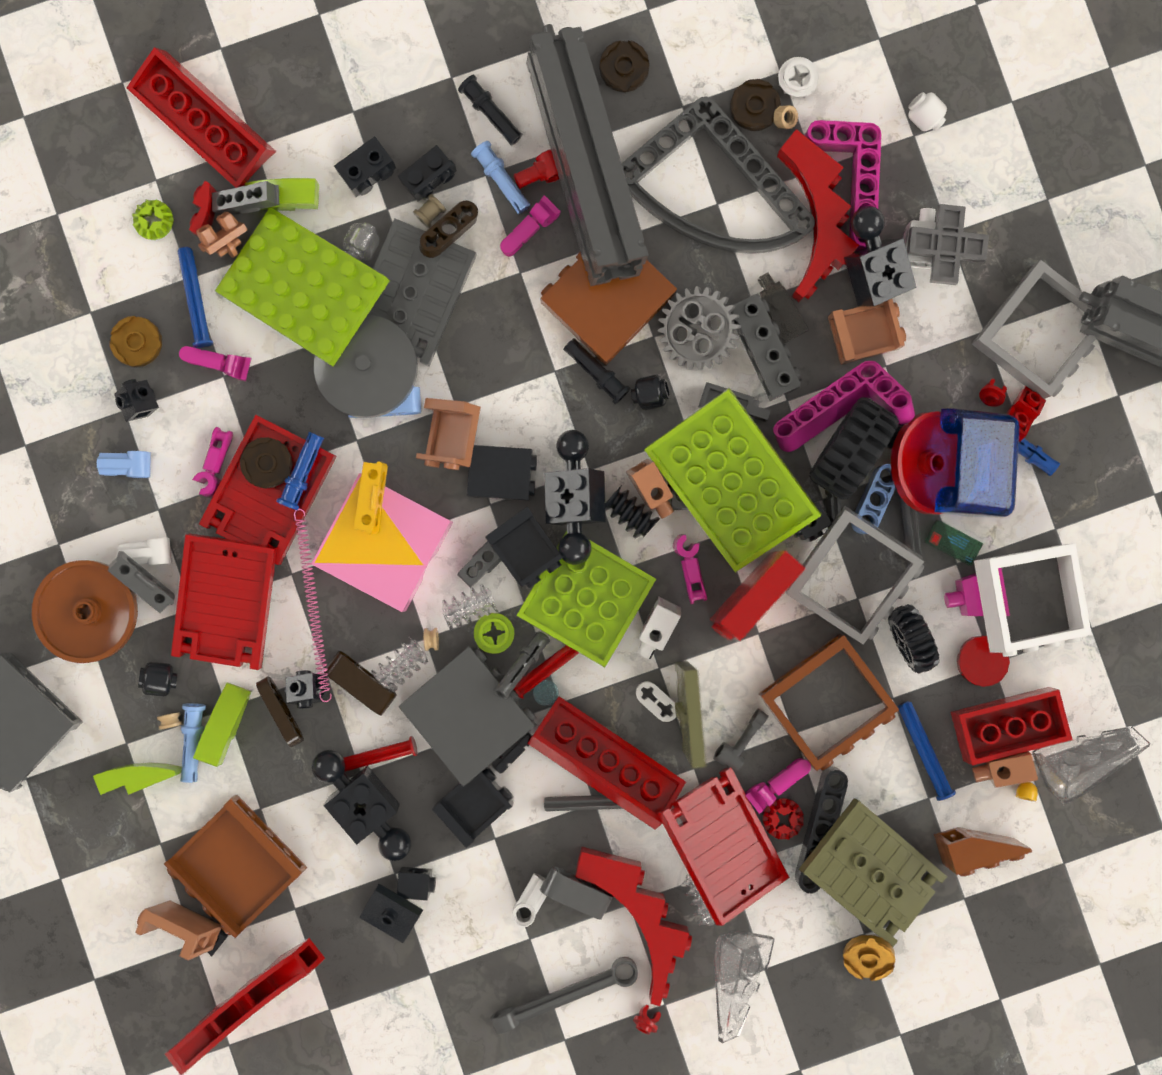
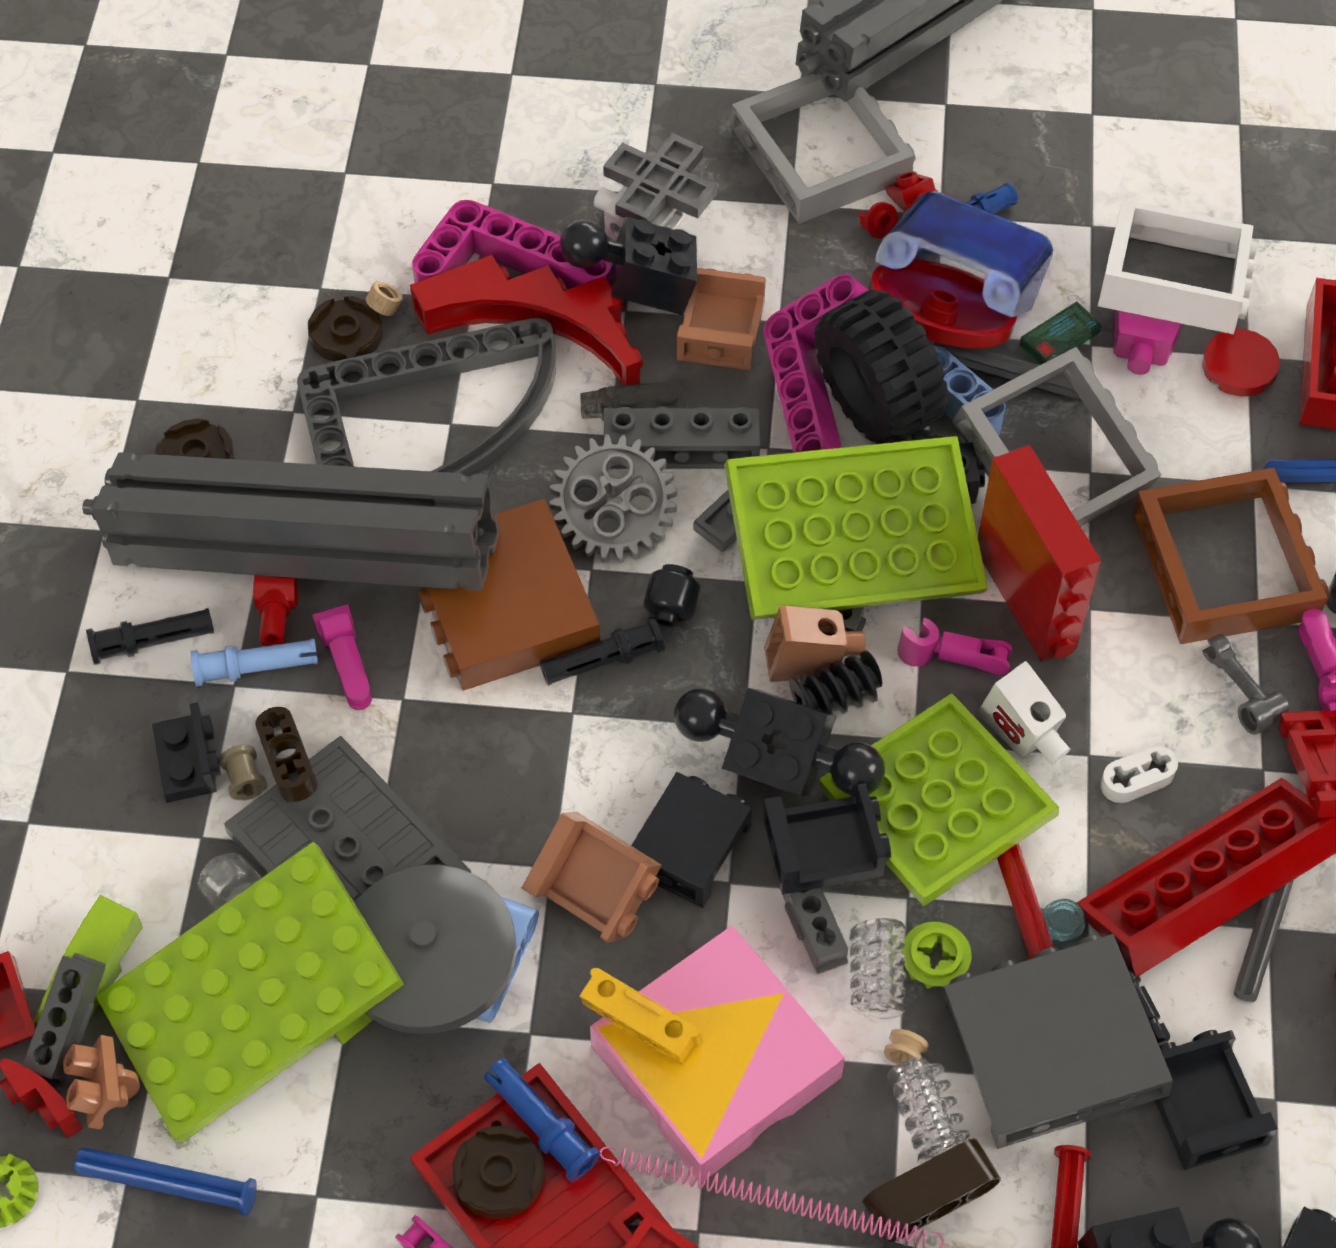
camera: 65 degrees left, 30 degrees down
(230, 365) = (313, 1161): dark pink piece -> none
(365, 167) = (124, 831): black brick -> none
(527, 657) = (997, 913): dark grey pin -> none
(689, 713) = (1180, 690): olive door -> none
(804, 68) = (331, 259): white gear -> none
(913, 638) = (1179, 411): black gear -> none
(927, 112) = (472, 151): white head -> none

